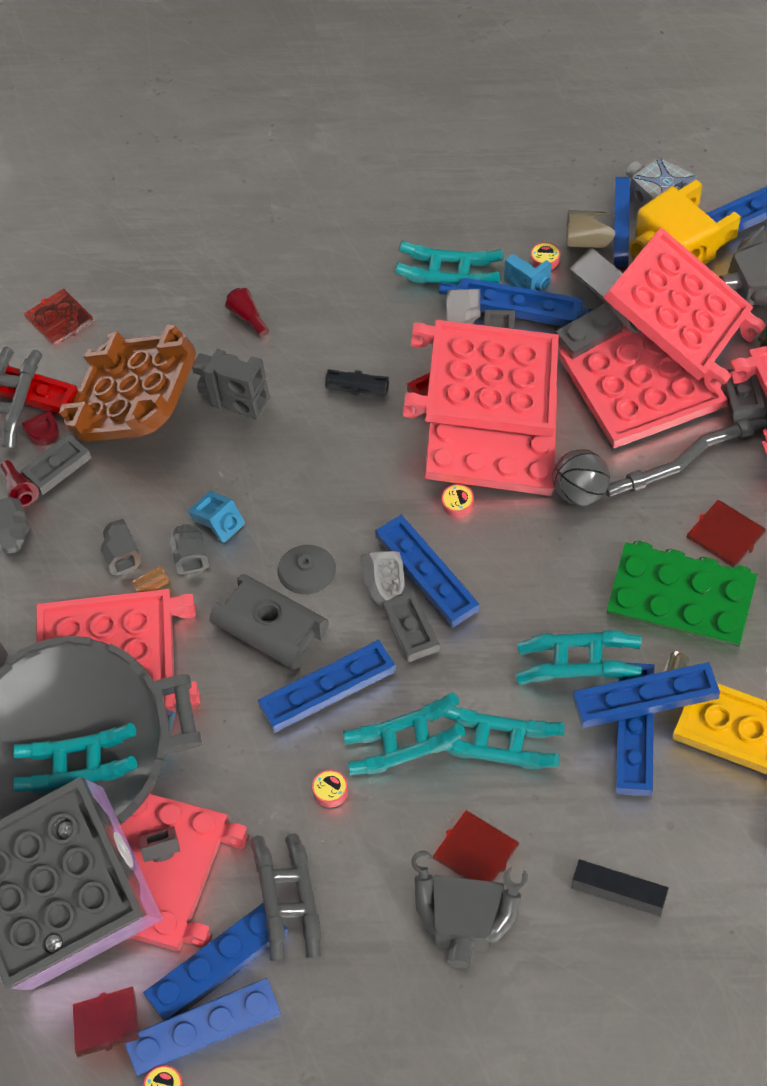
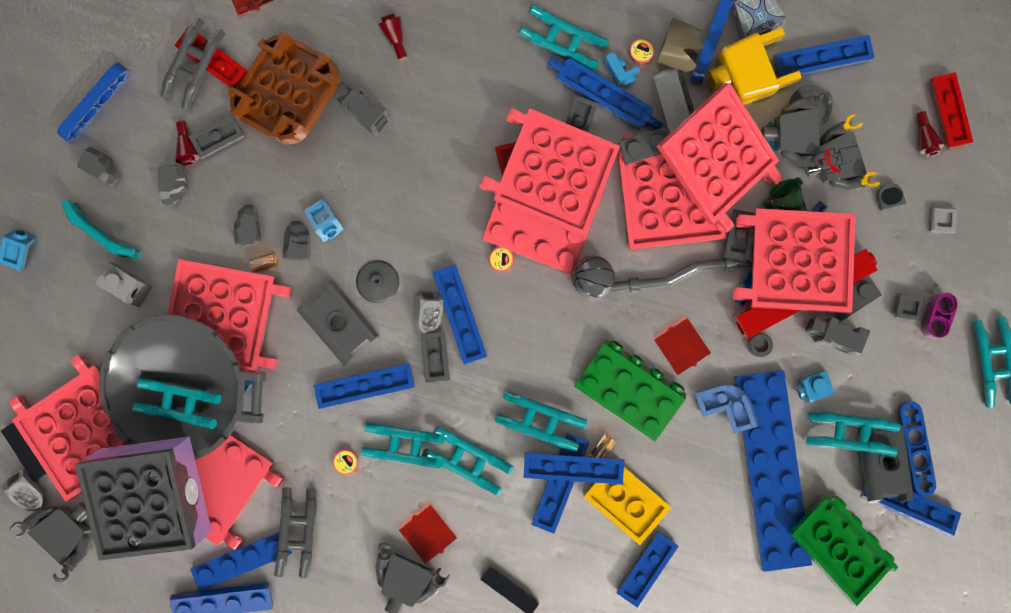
camera: 10 degrees right, 30 degrees up
(41, 429) = (214, 97): dark red tile -> none
(105, 1021) = (162, 582): clear red piece -> none
(159, 845) = (221, 477): dark grey plate -> none
(357, 382) = (459, 130): black pin -> none
(463, 305) = (558, 91): light grey rock -> none

